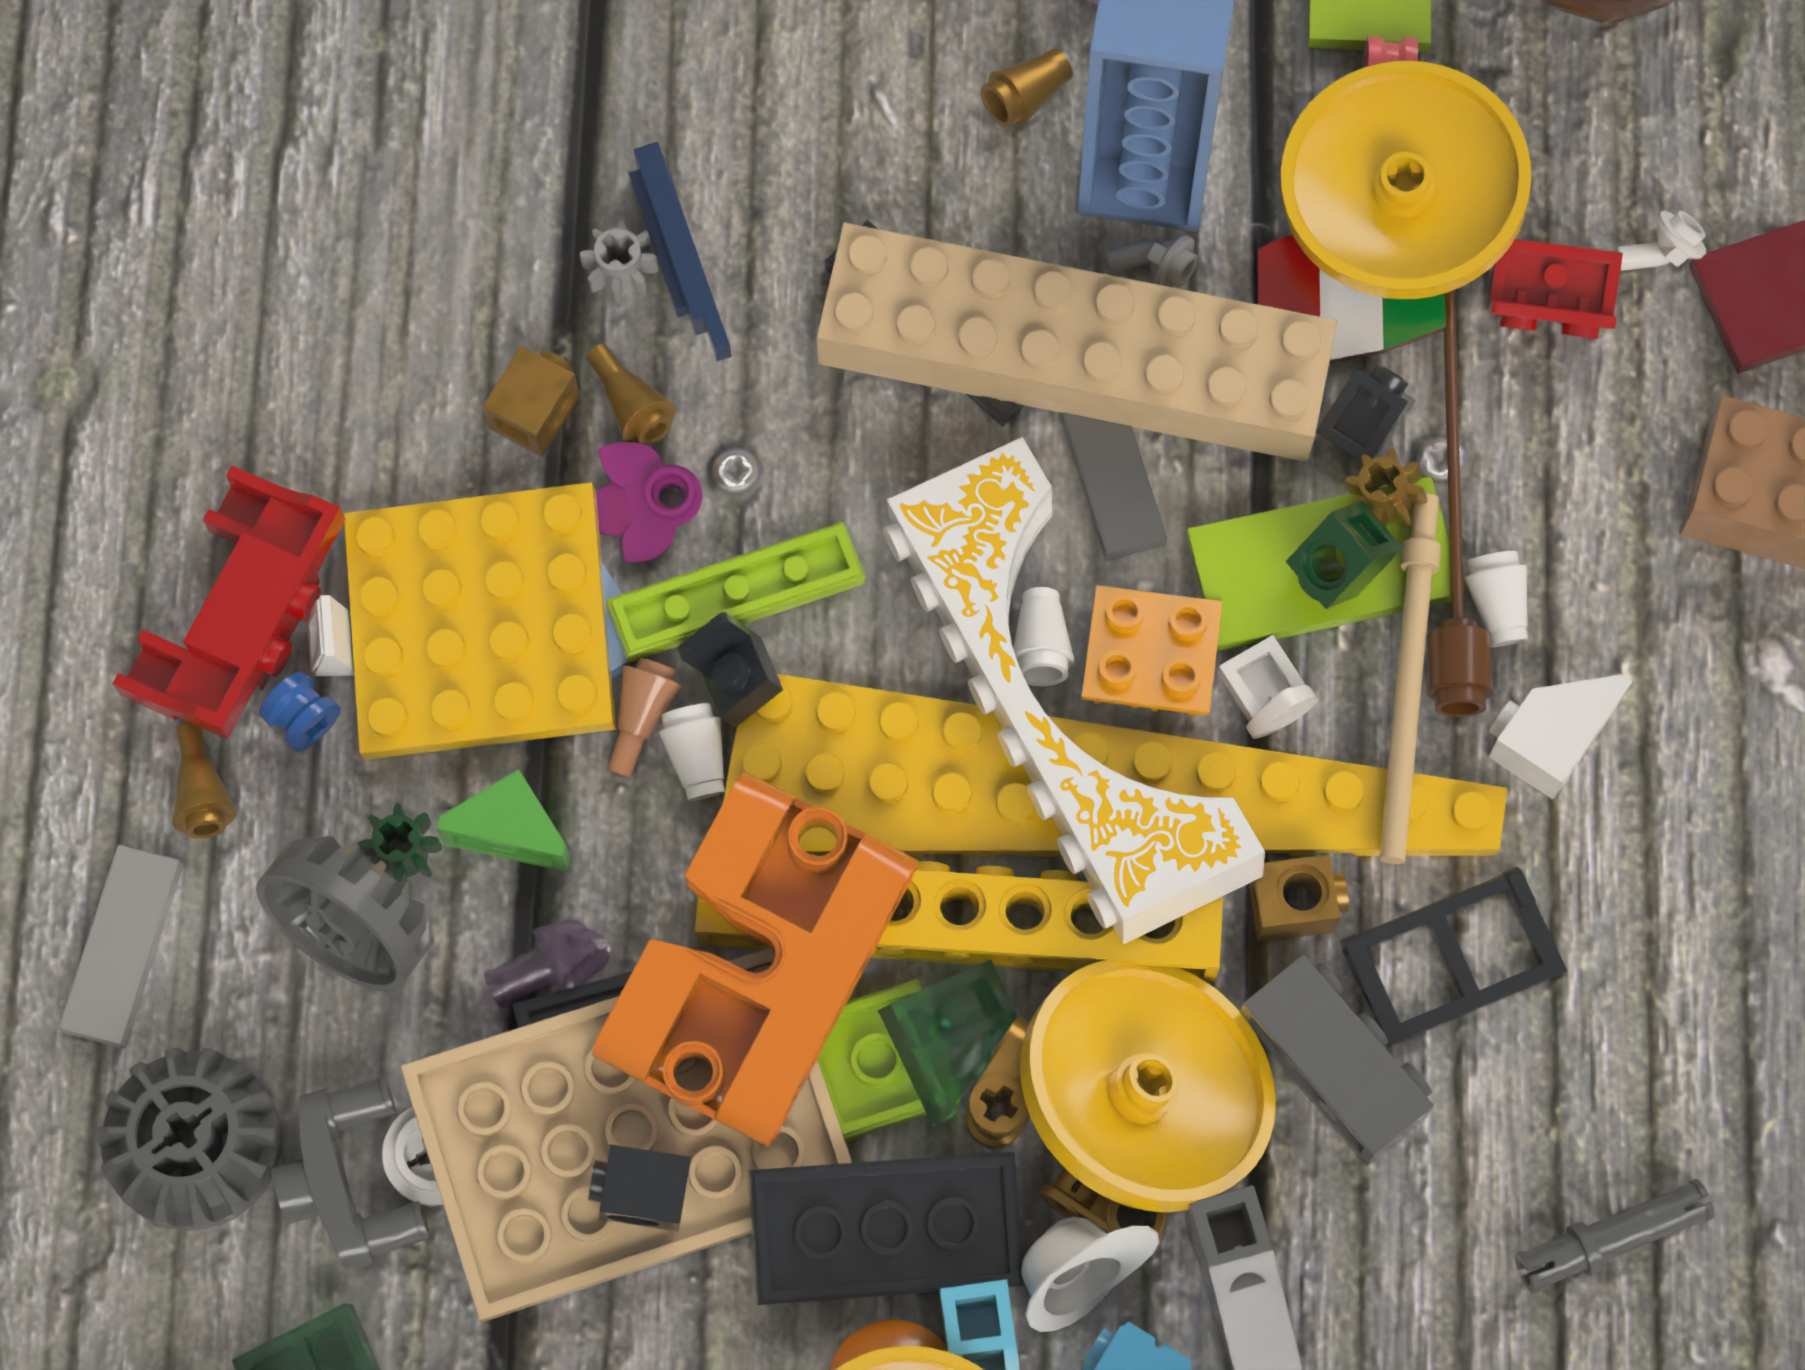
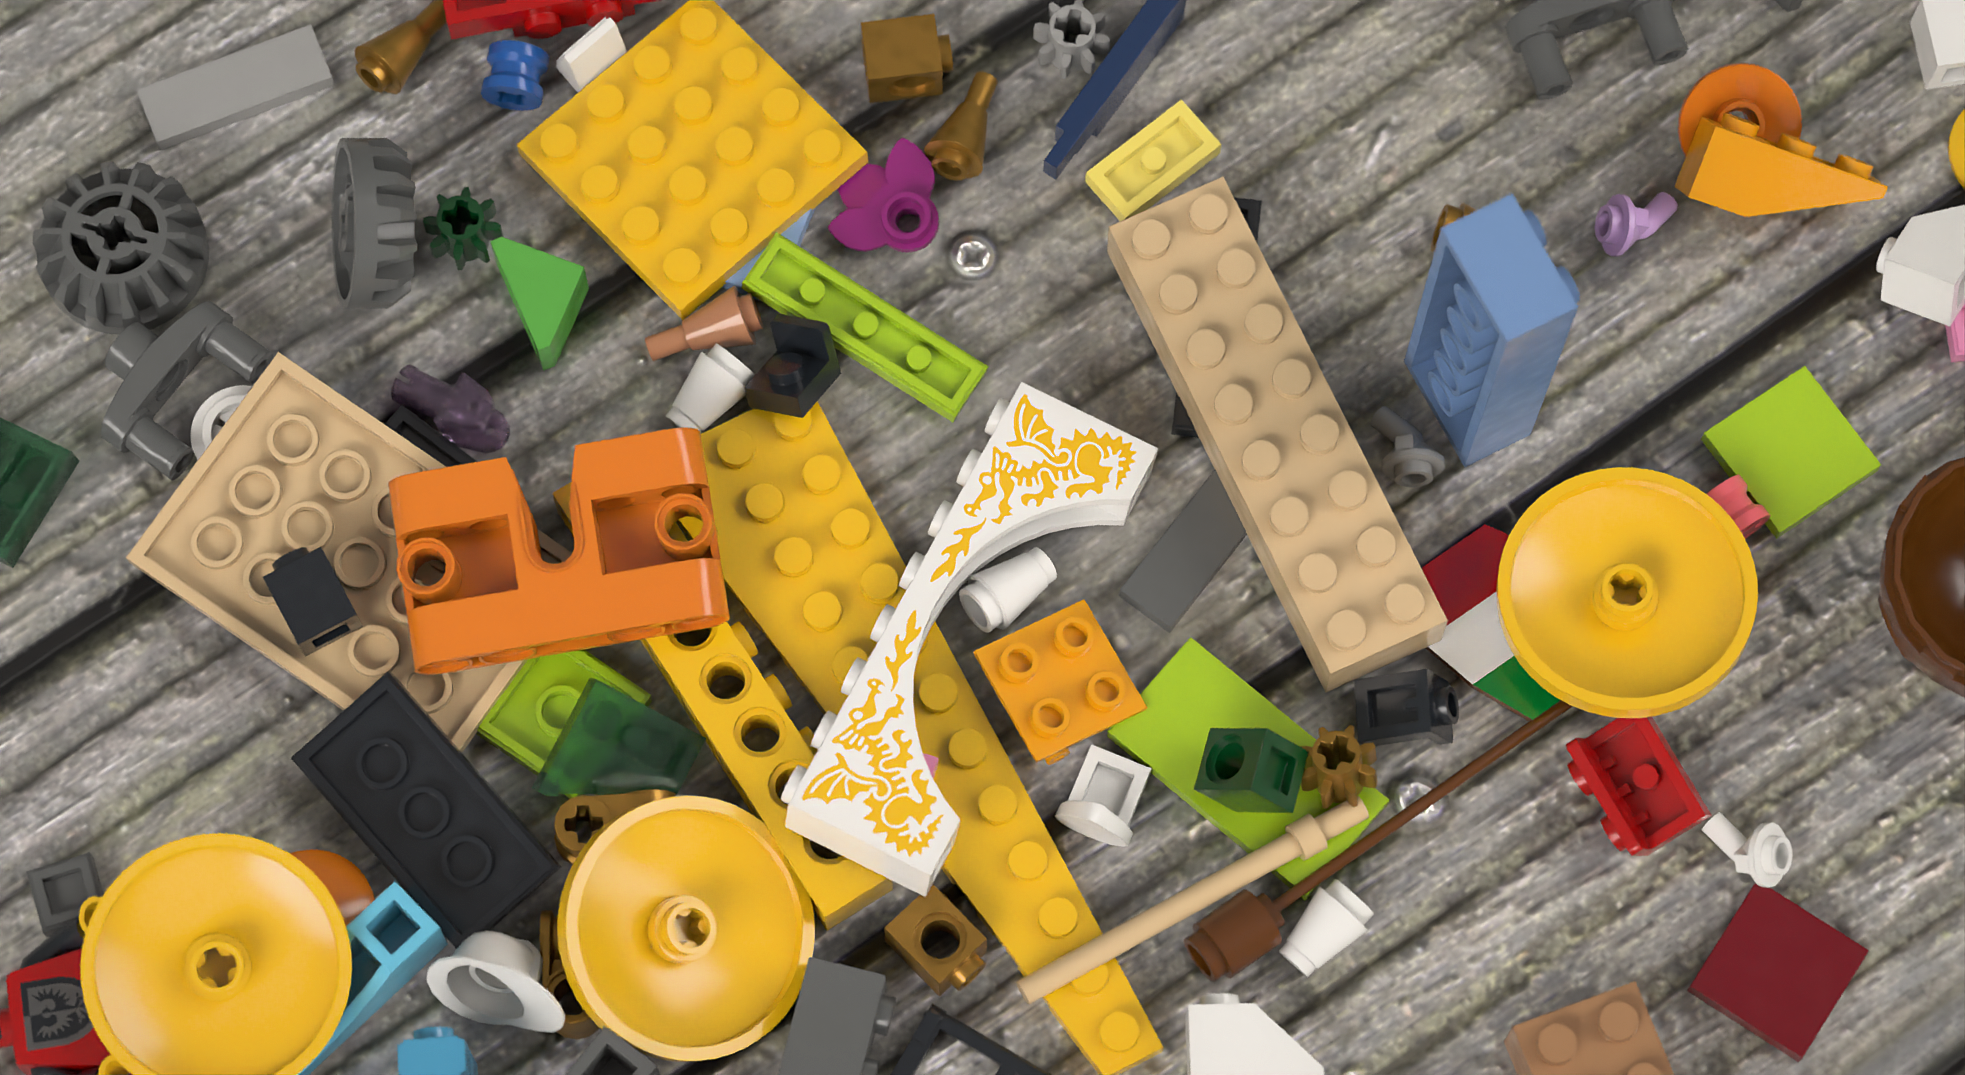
camera: 50 degrees right, 0 degrees up
(772, 276) = (1153, 162): none -> light yellow plate

